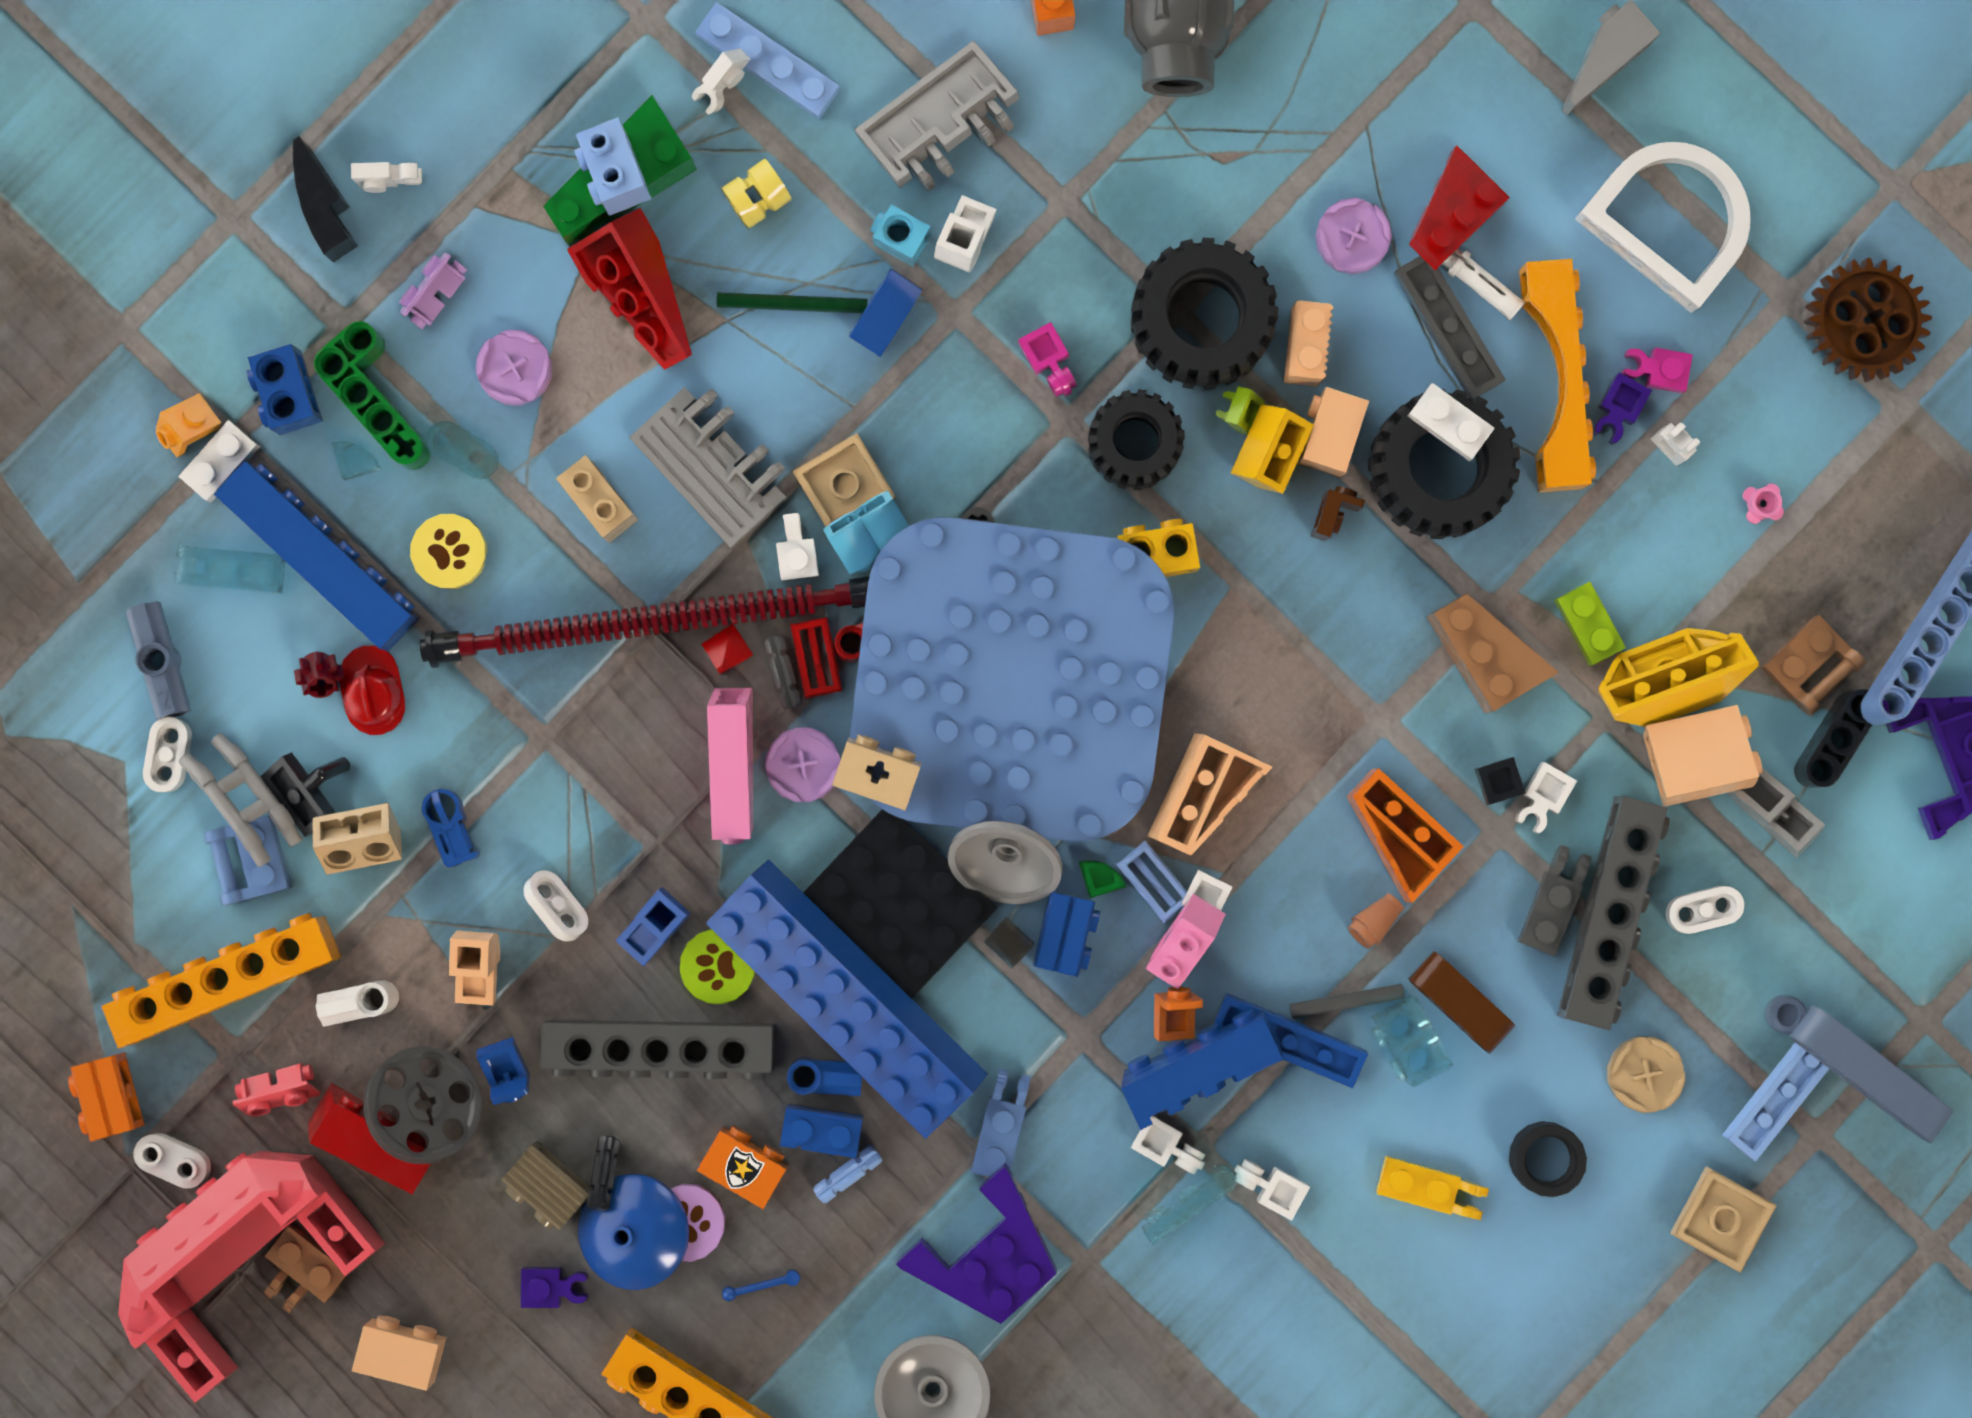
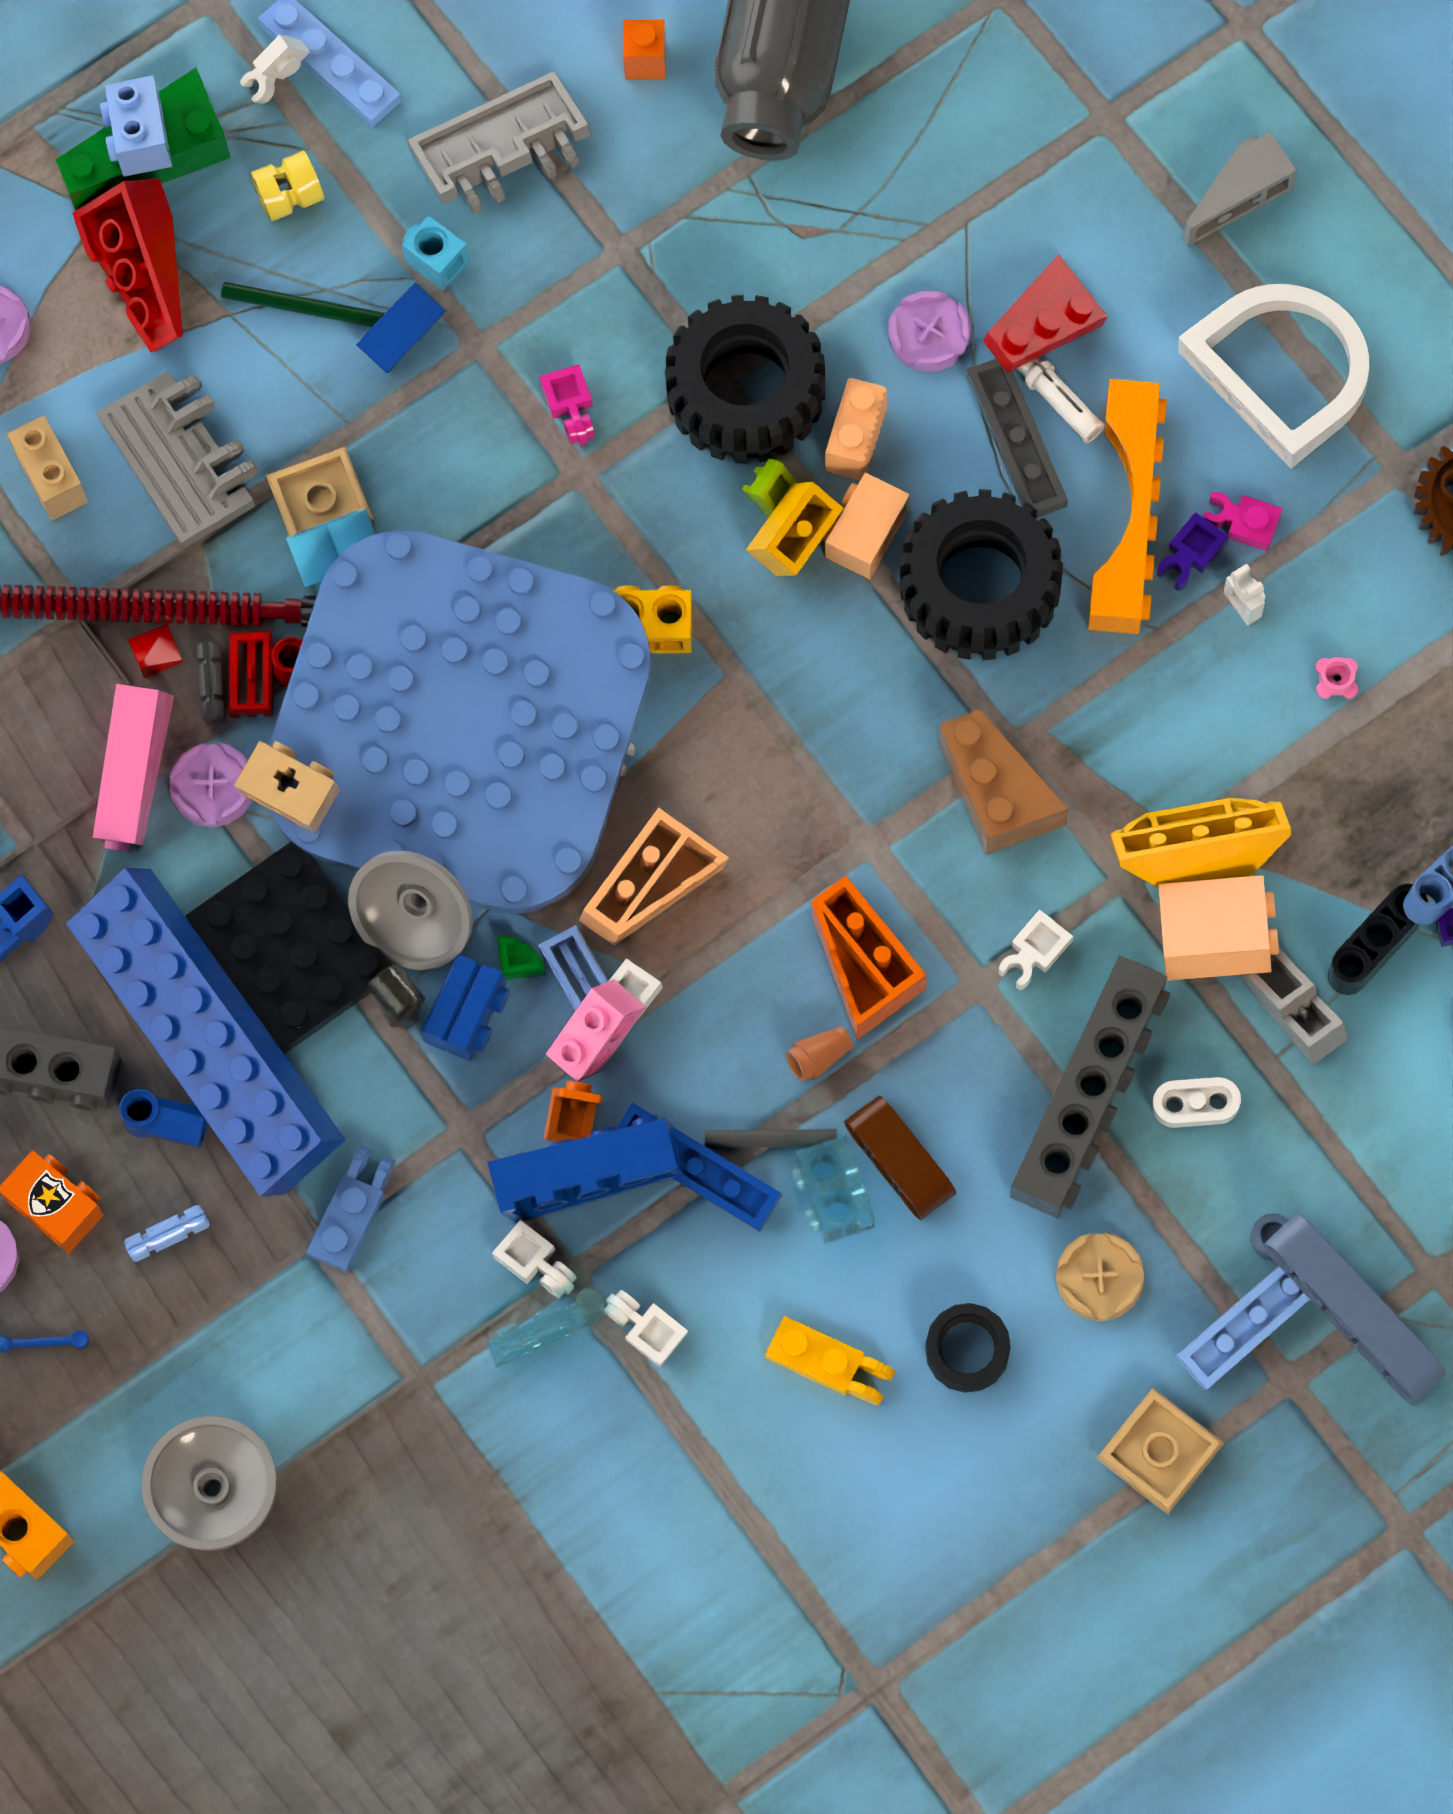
camera: 15 degrees right, 15 degrees down
(714, 970) = (67, 985): lime tile -> none
(798, 555) = (252, 564): white plate -> none
(822, 1130) = (147, 1174): blue brick -> none
(964, 234) = (501, 260): white brick -> none
(1000, 1267) = (317, 1363): dark purple wing -> none
(1142, 408) = (639, 467): black tyre -> none
(1329, 517) = (846, 612): reddish brown bracket -> none
(1451, 422) = (988, 519): white plate -> none
(1500, 781) = (985, 920): black tile -> none
(1554, 903) = (1025, 1071): dark grey hinge -> none
(1589, 623) = (1120, 775): lime plate -> none
(1804, 655) = (1358, 848): medium nougat plate -> none

